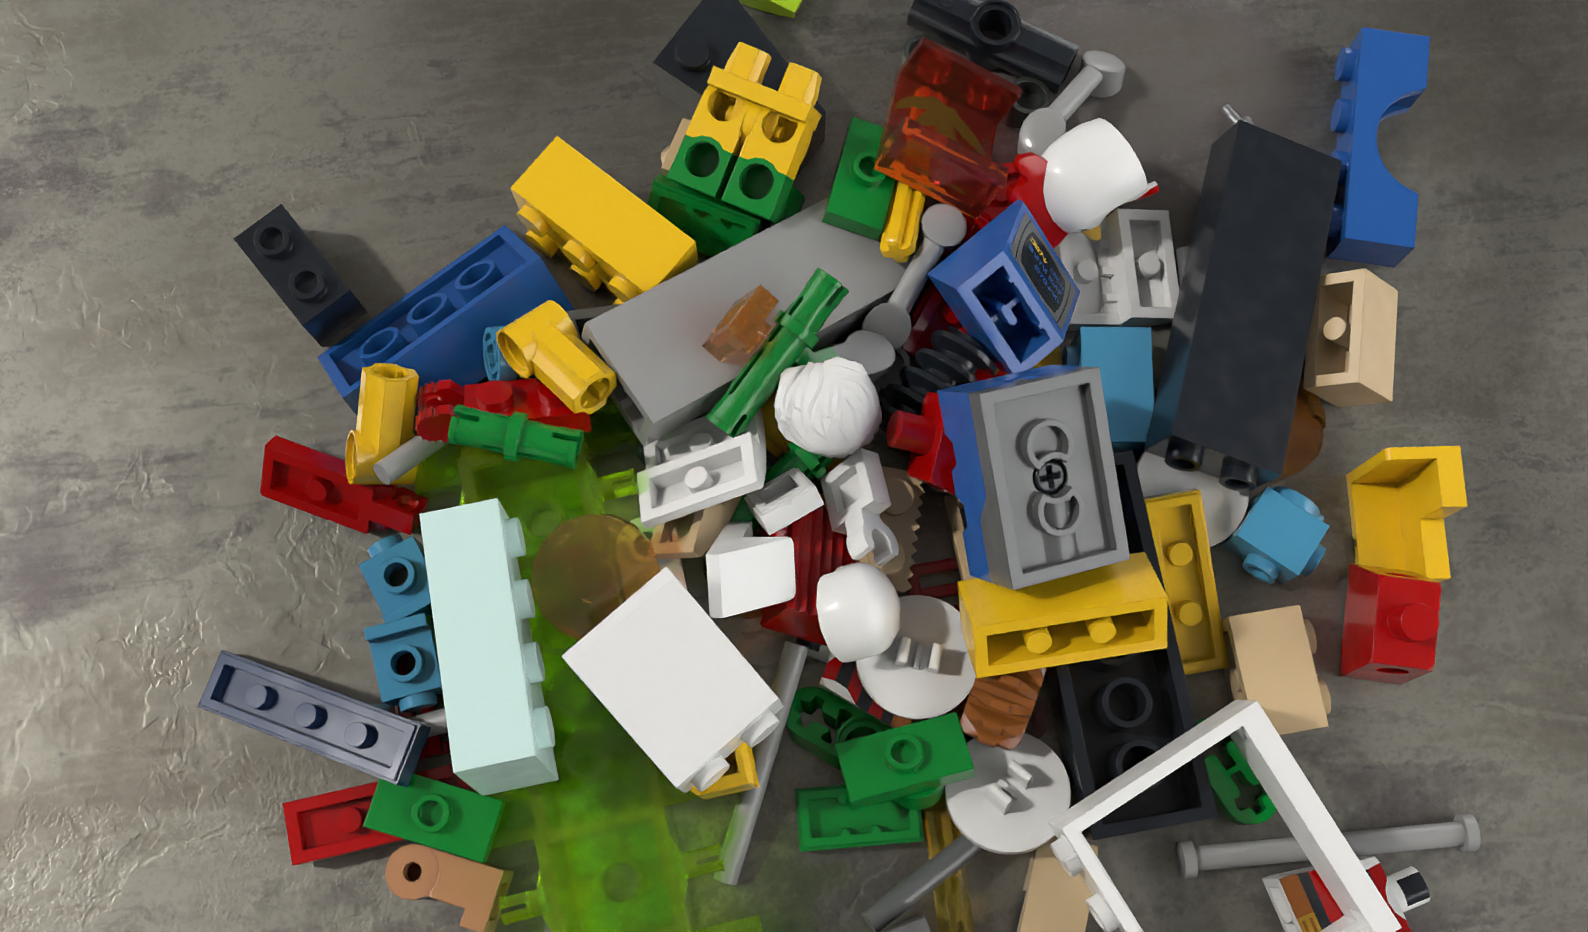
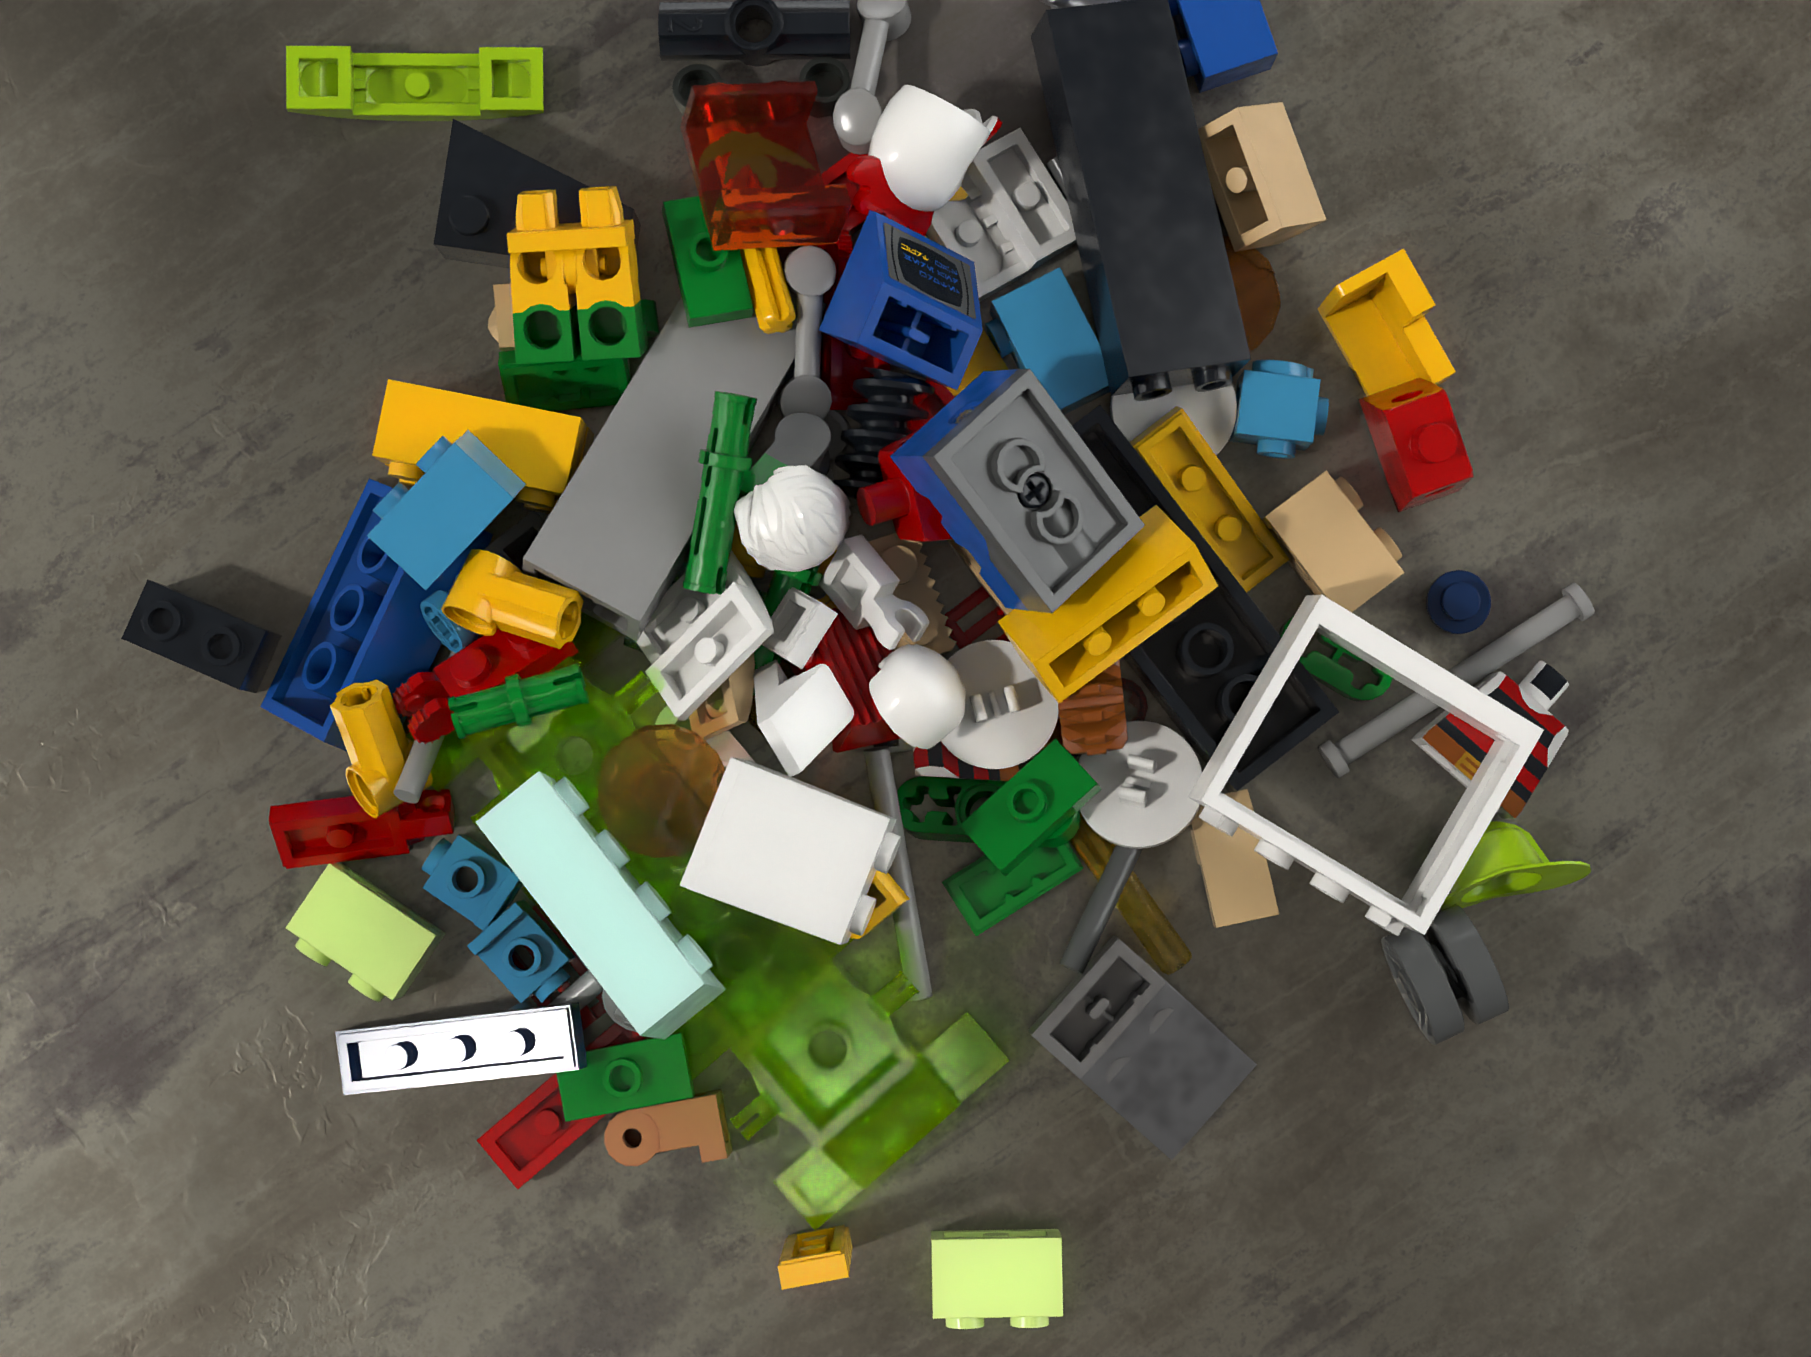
camera: 25 degrees left, 10 degrees up
(291, 579) = (364, 933): none -> yellowish green brick
(543, 253) = (445, 507): none -> dark azure brick
(742, 325) = (672, 483): clear orange plate -> none
(1359, 778) = (1458, 602): none -> dark blue plate

